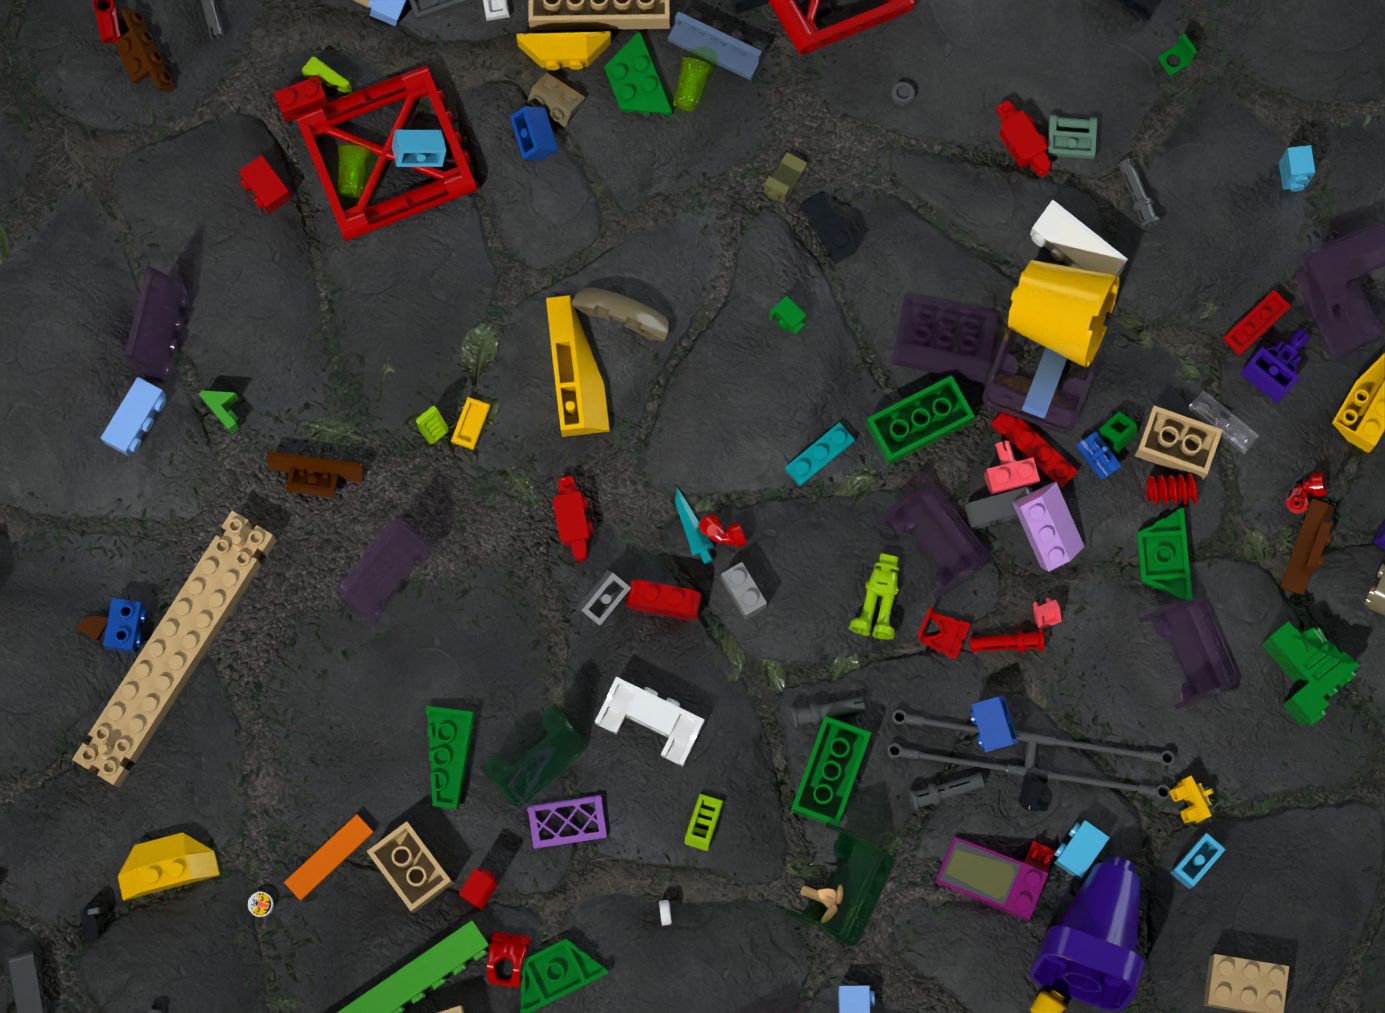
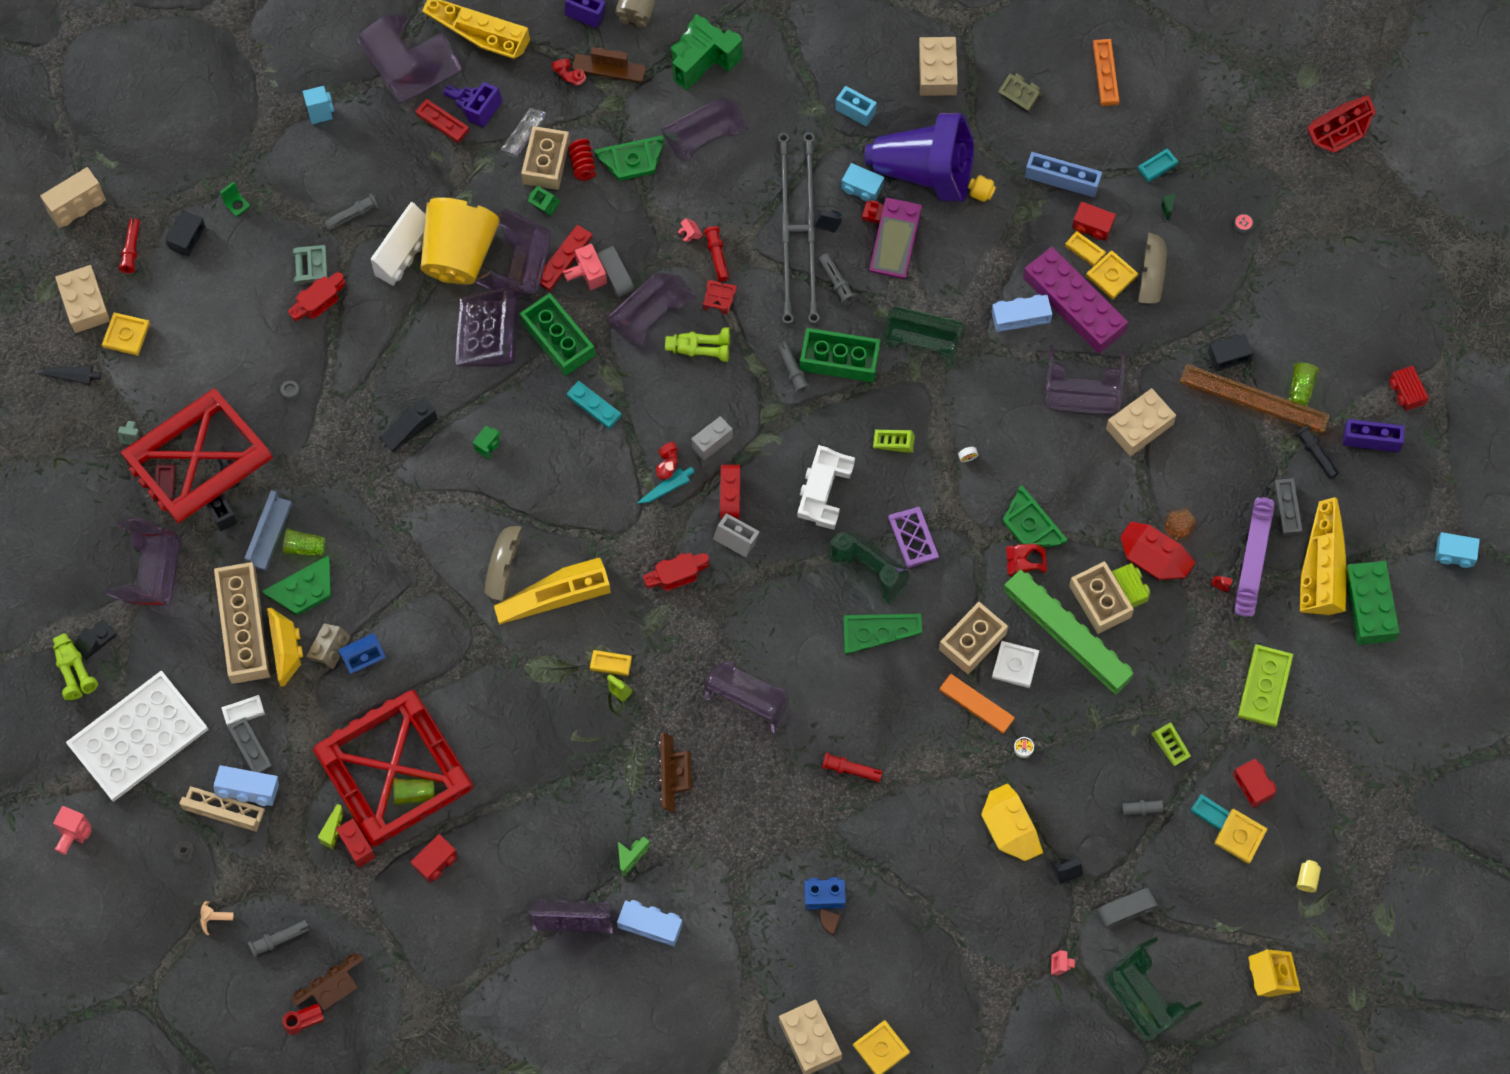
camera: 100 degrees left, 10 degrees down
(175, 649) = (836, 849): tan brick -> none
(281, 676) = (842, 765): none -> red pin
(371, 916) = (1015, 664): none -> white tile
(418, 148) = (387, 738): medium azure brick -> none
(478, 888) = (979, 584): red brick -> none
(785, 178) = (373, 463): olive bracket -> none
(827, 897) = (934, 341): light nougat plant -> none
(993, 724) = (783, 248): blue brick -> none
(1044, 383) = (515, 250): medium blue tile -> none
(1049, 526) = (627, 235): lavender slope -> none
(1098, 456) = (564, 210): blue hips -> none
(1195, 798) = (809, 115): yellow hips -> none

